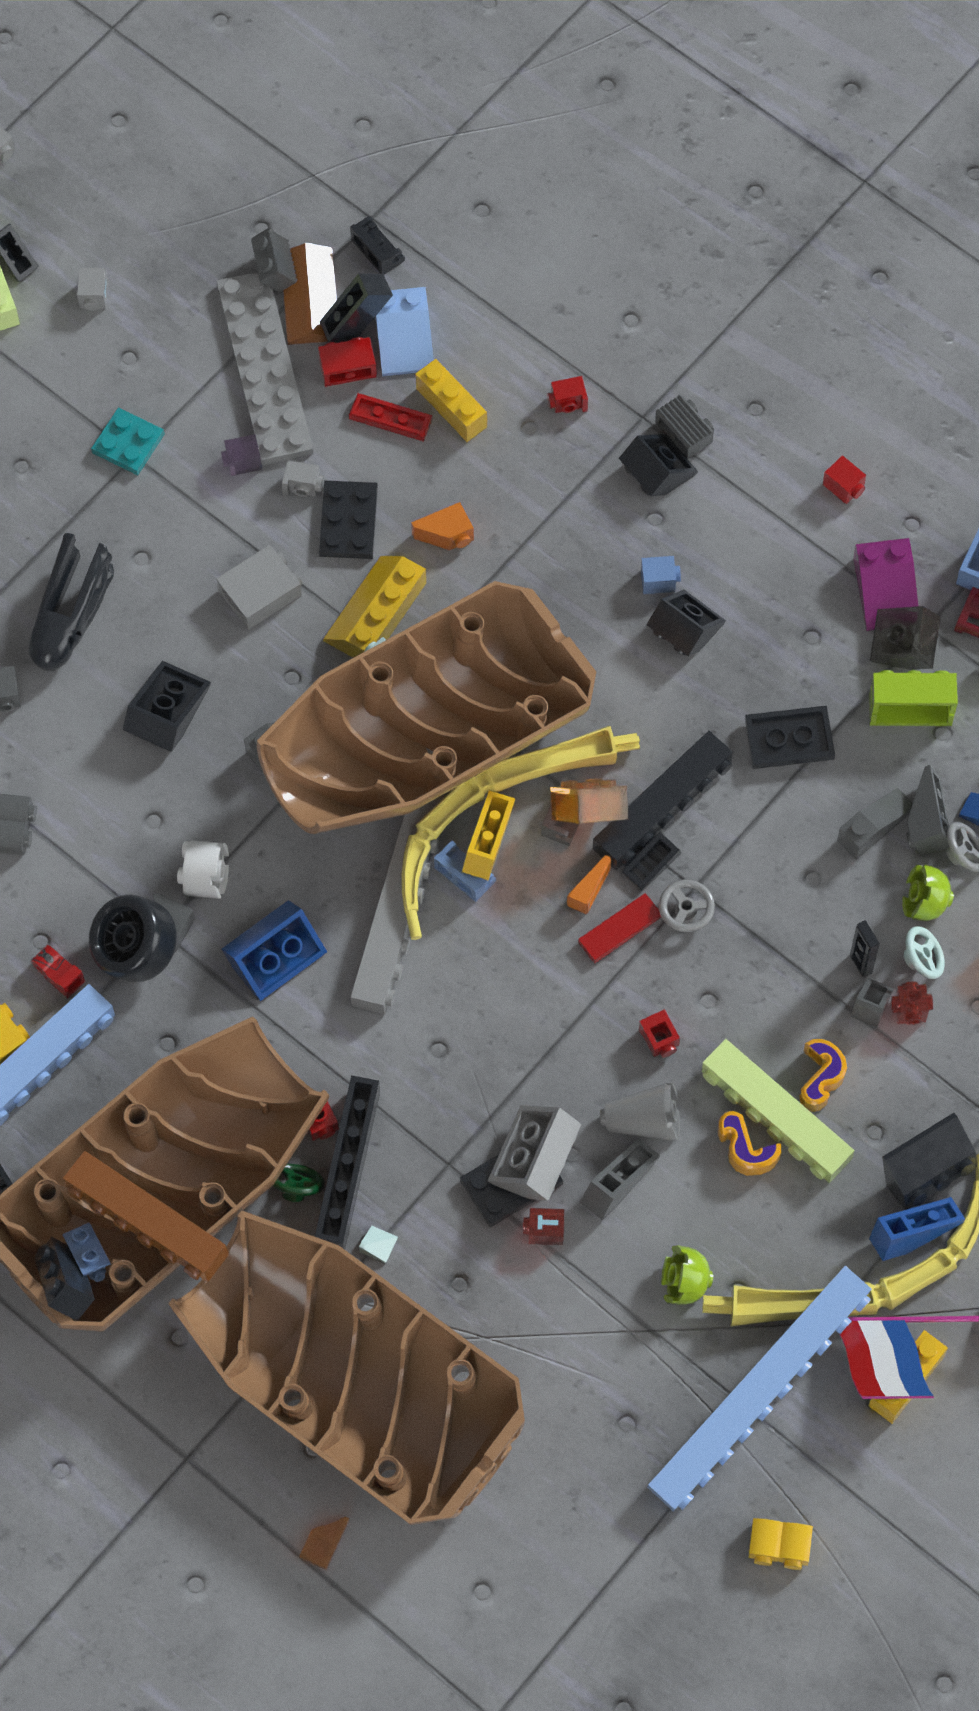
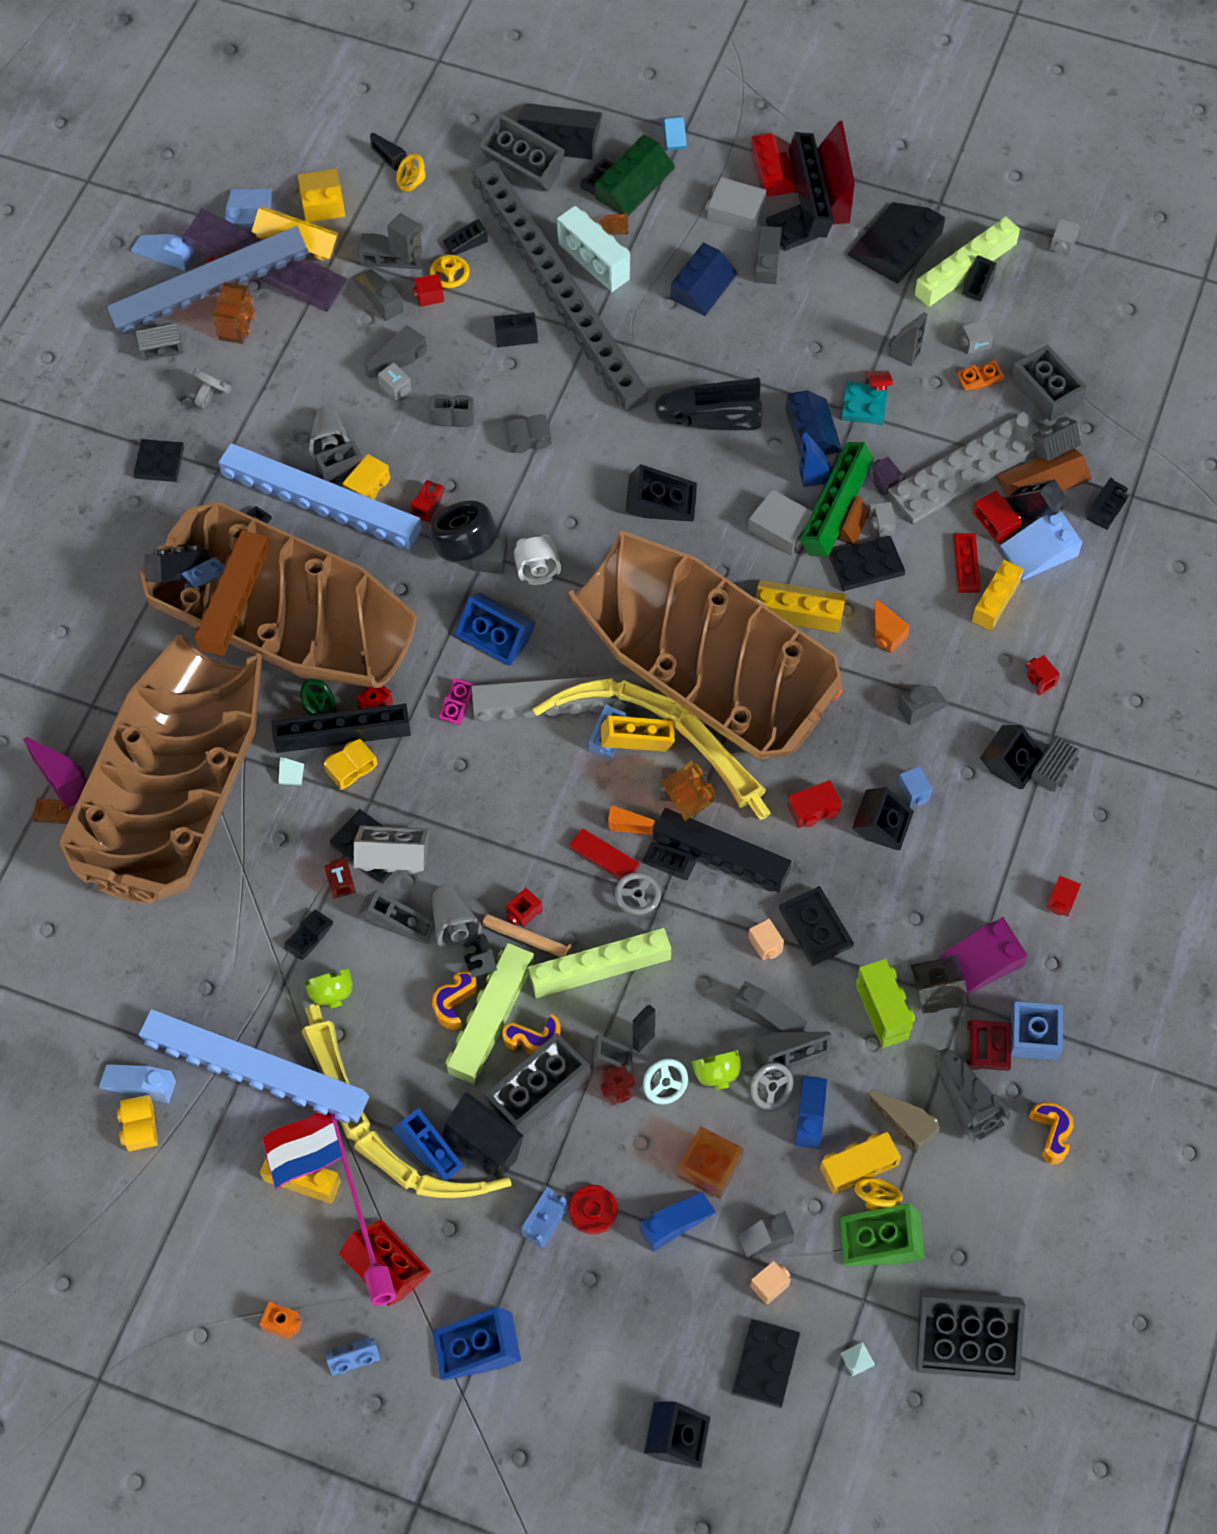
camera: 70 degrees right, 5 degrees down
(73, 357) = (909, 341): none -> dark grey slope
(109, 410) = (879, 379): none -> red slope
(136, 509) = (812, 415): none -> dark blue slope
(145, 306) = (980, 377): none -> orange slope
(193, 238) = (1048, 382): none -> dark grey brick
(201, 525) = (813, 463): none -> blue slope
(258, 515) = (837, 499): none -> green brick
(283, 1515) = (59, 771): none -> magenta slope
(288, 513) = (854, 522): none -> dark orange slope
(355, 1025) = (457, 702): none -> dark pink slope
(395, 1169) = (350, 763): none -> yellow brick
(556, 531) = (920, 703): none -> dark grey slope
(602, 1284) = (309, 935): none -> black slope
(642, 684) = (814, 804): none -> red brick
(695, 1042) = (526, 936): none -> light nougat axle
(709, 1097) = (482, 959): none -> black hinge
(726, 1530) = (139, 1081): none -> light blue slope
(757, 974) = (599, 963): none -> yellowish green brick
(790, 793) = (766, 940): none -> light nougat brick
(886, 1084) = (539, 1084): none -> dark grey slope

